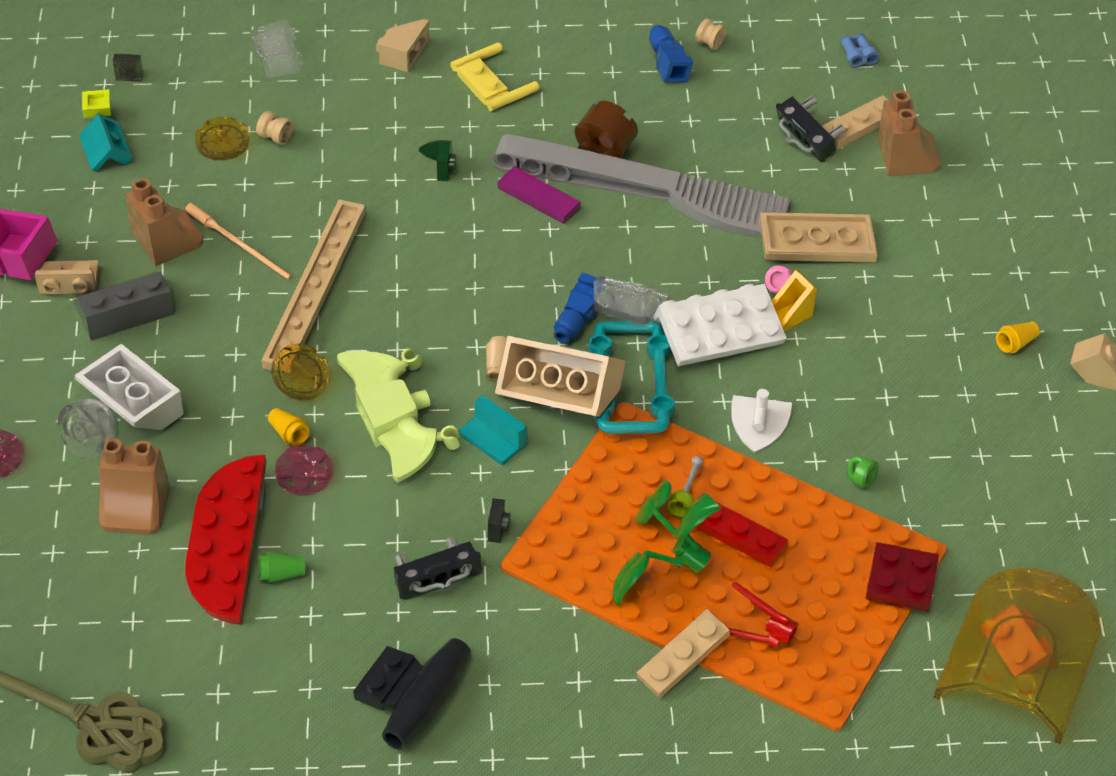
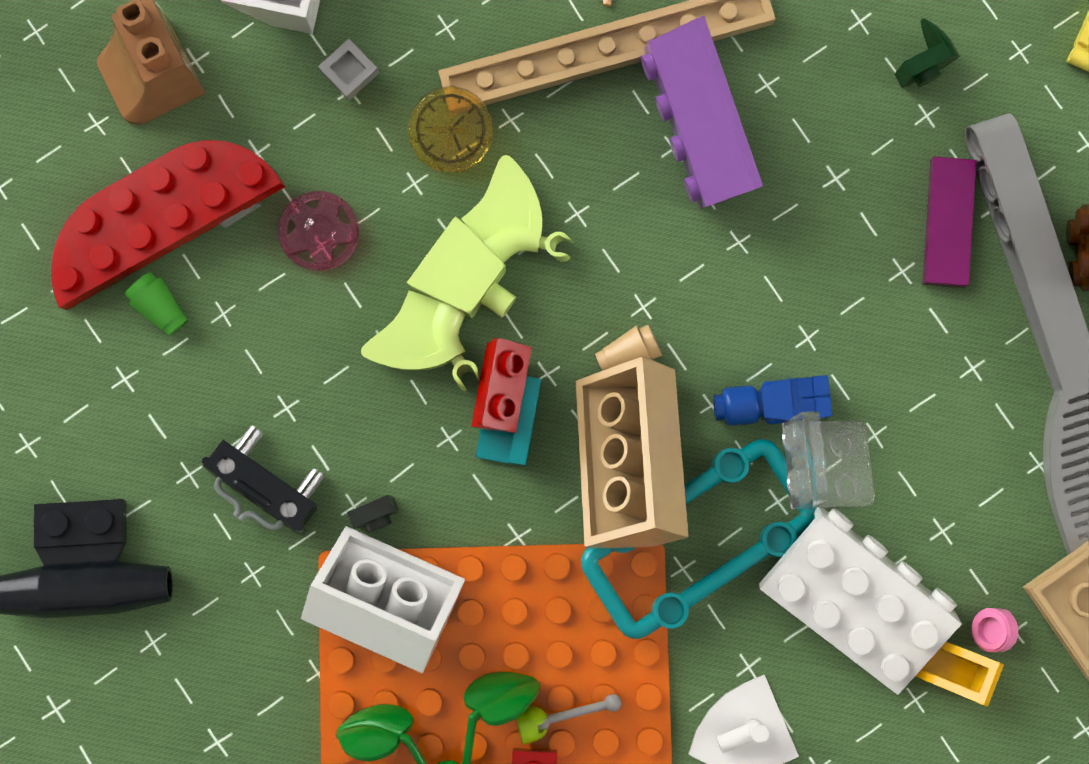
camera: 60 degrees right, 35 degrees up
(221, 404) = (348, 69): none -> light grey plate
(289, 427) = (364, 171): yellow cone -> none
(393, 249) = (700, 114): none -> medium lavender slope
(471, 417) = (501, 386): none -> red bracket
(555, 534) = (382, 599): none -> white slope

